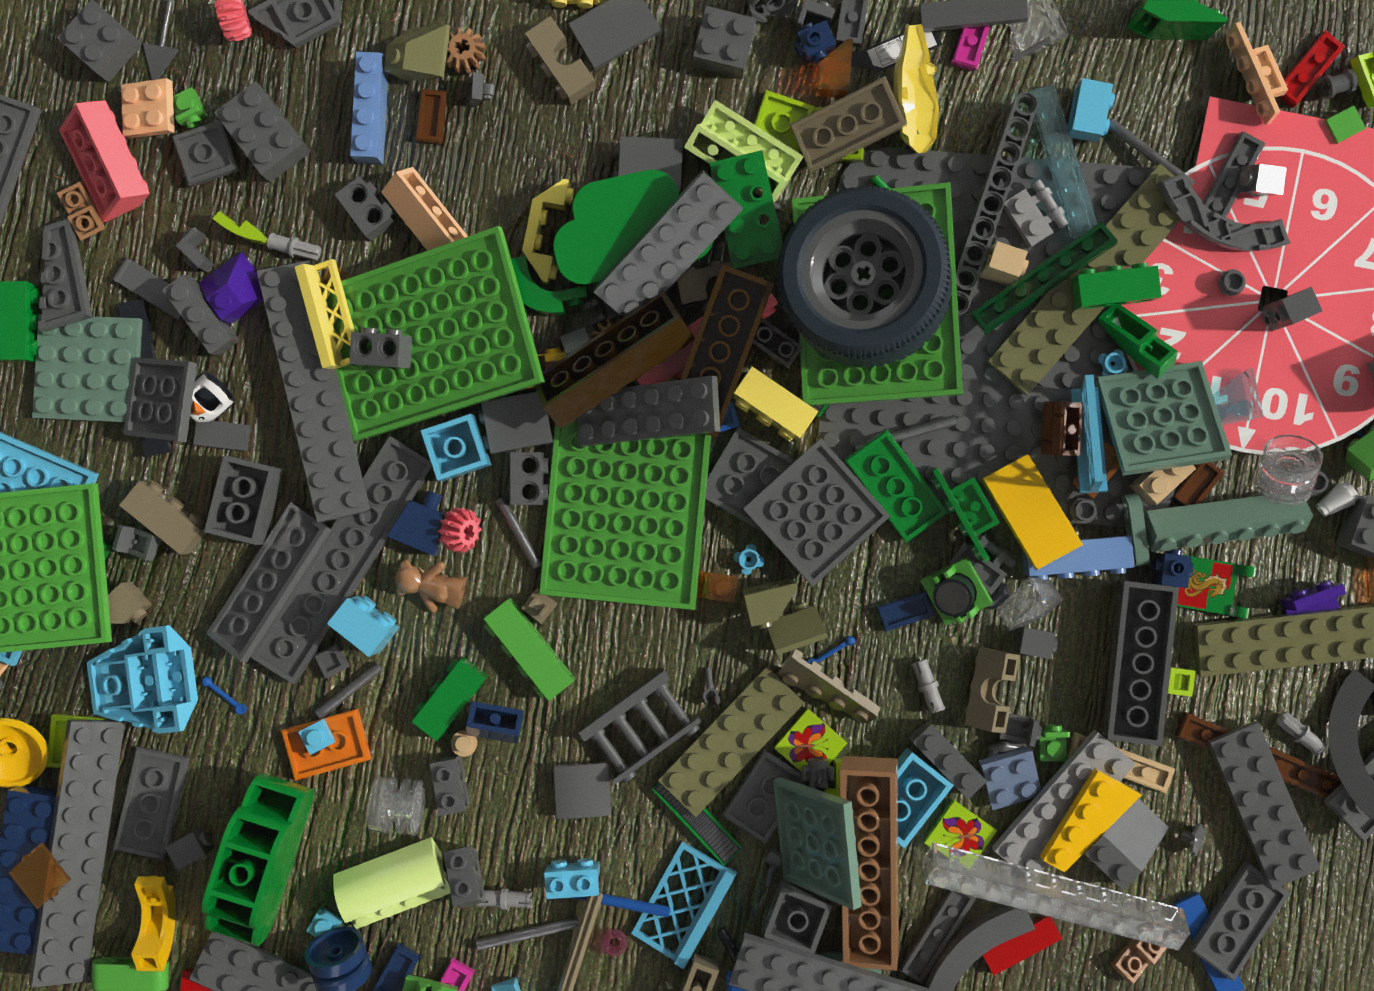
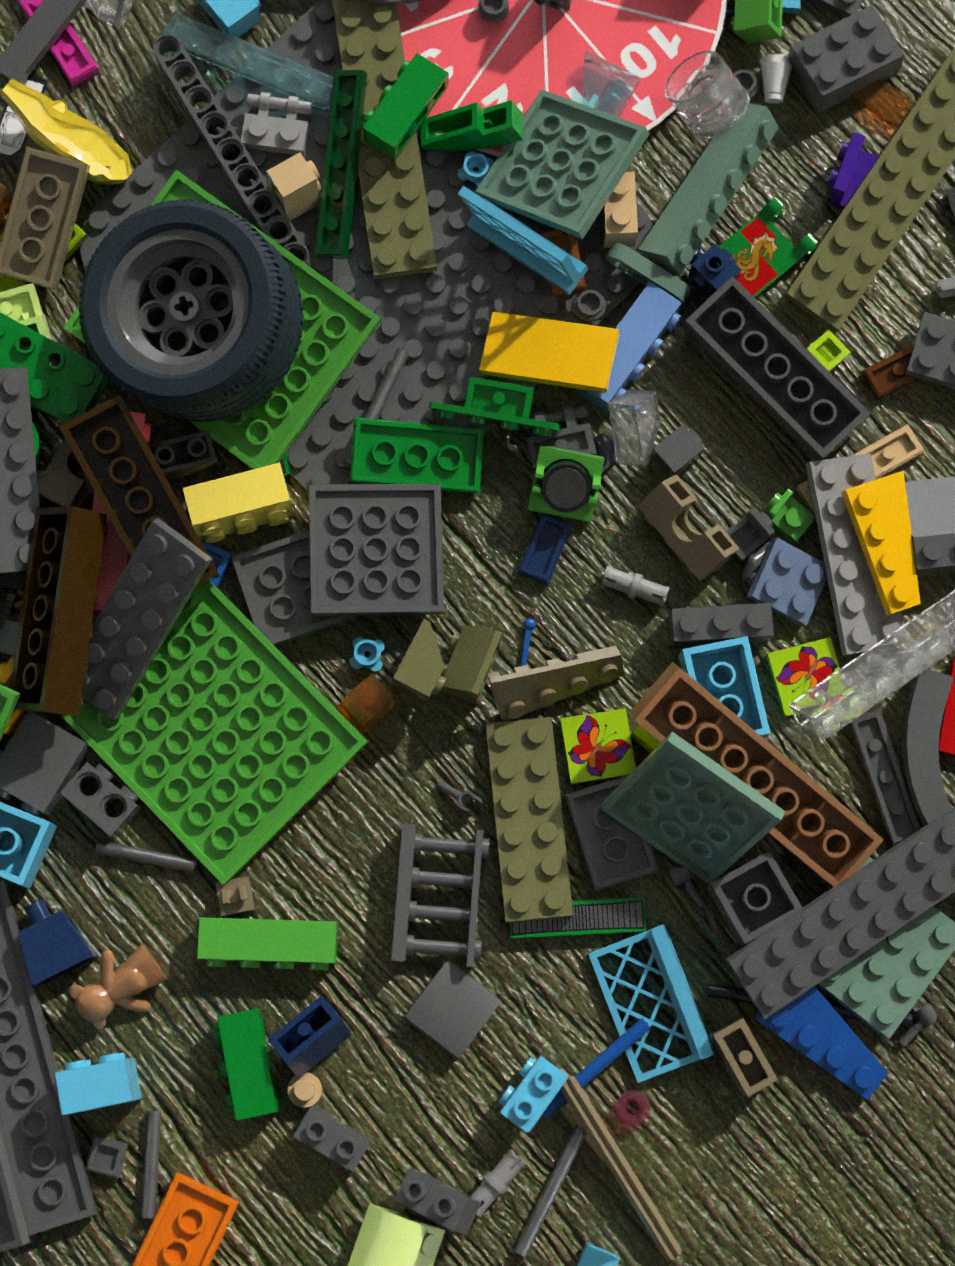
camera: 55 degrees left, 10 degrees down
(316, 736) = (168, 1235): medium azure plate -> none
(396, 805) = (306, 1209): clear wheel -> none
(459, 530) = (90, 908): coral gear -> none
(817, 773) = (627, 756): dark grey gear -> none
(1062, 428) = (493, 260): reddish brown brick -> none
(1198, 484) = (654, 185): reddish brown tile -> none

